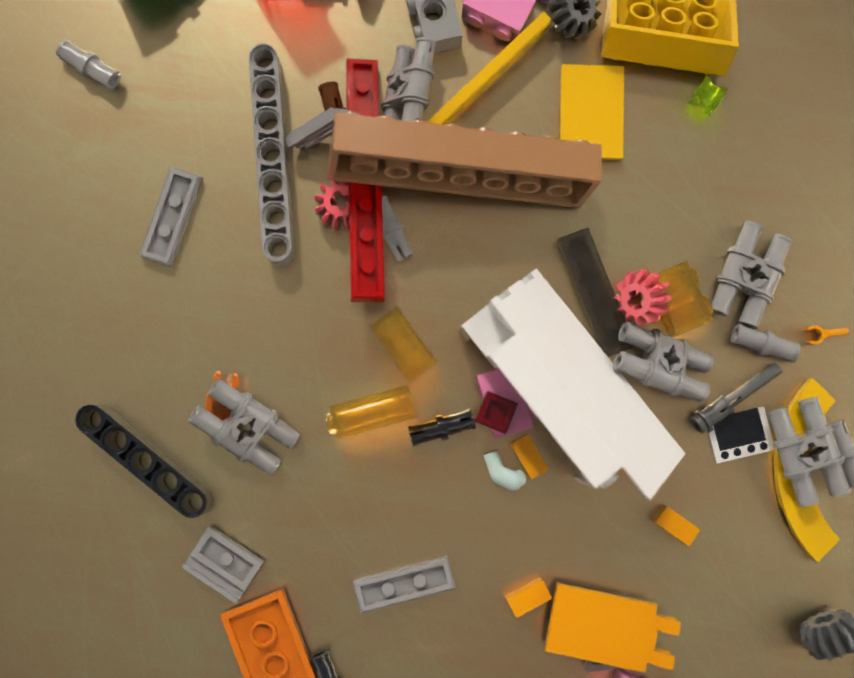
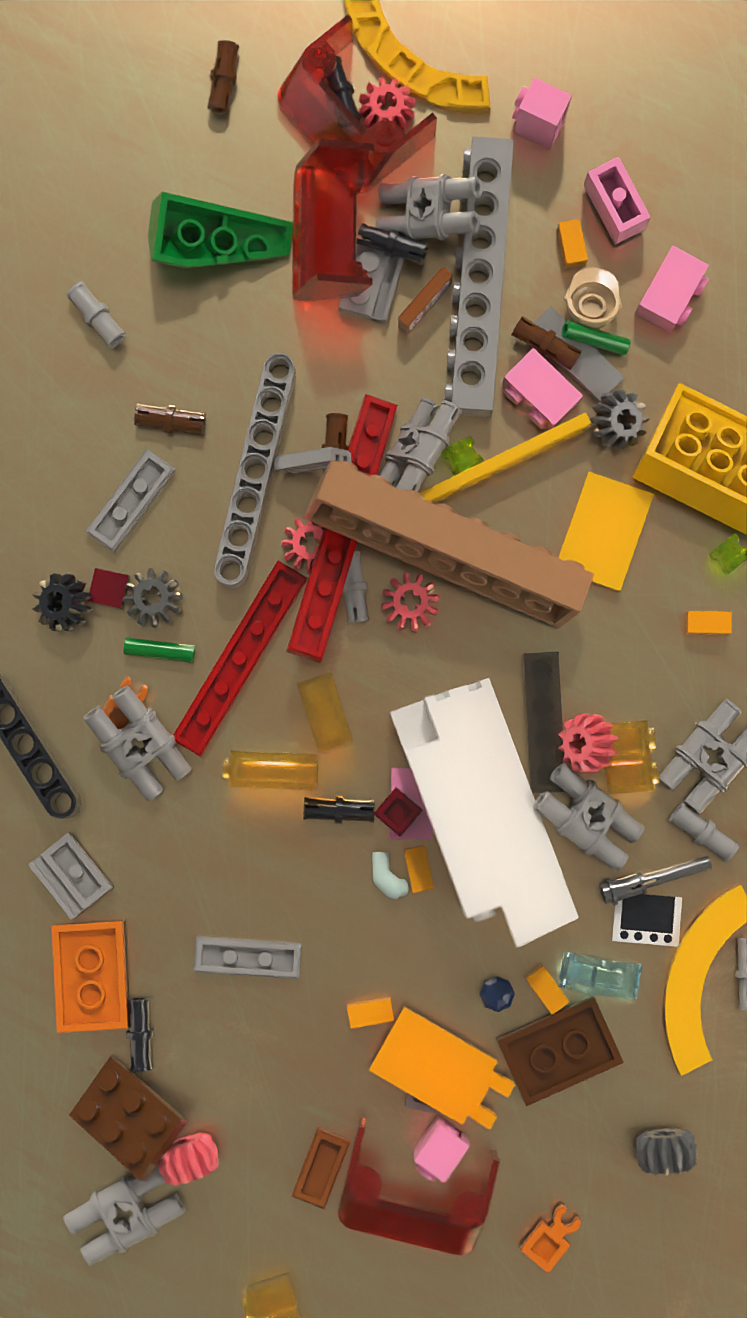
camera: 25 degrees right, 0 degrees up
(137, 324) = (73, 602): none -> black gear
(176, 299) = (108, 588): none -> dark red tile
(182, 134) = (170, 419): none -> reddish brown pin
(211, 285) = (150, 586): none -> dark grey gear
(238, 338) = (159, 649): none -> green piece
(311, 324) = (239, 658): none -> red tile
(447, 84) = (462, 455): none -> clear neon green wheel
(449, 215) = (417, 593): none -> coral gear
(633, 543) = (497, 993): none -> dark blue tile
(705, 576) = (560, 1051): none -> reddish brown plate
(707, 161) = (708, 623): none -> light orange piece
(718, 498) = (599, 976): none -> clear light blue arch
(824, 457) = (723, 970): light grey pin -> none

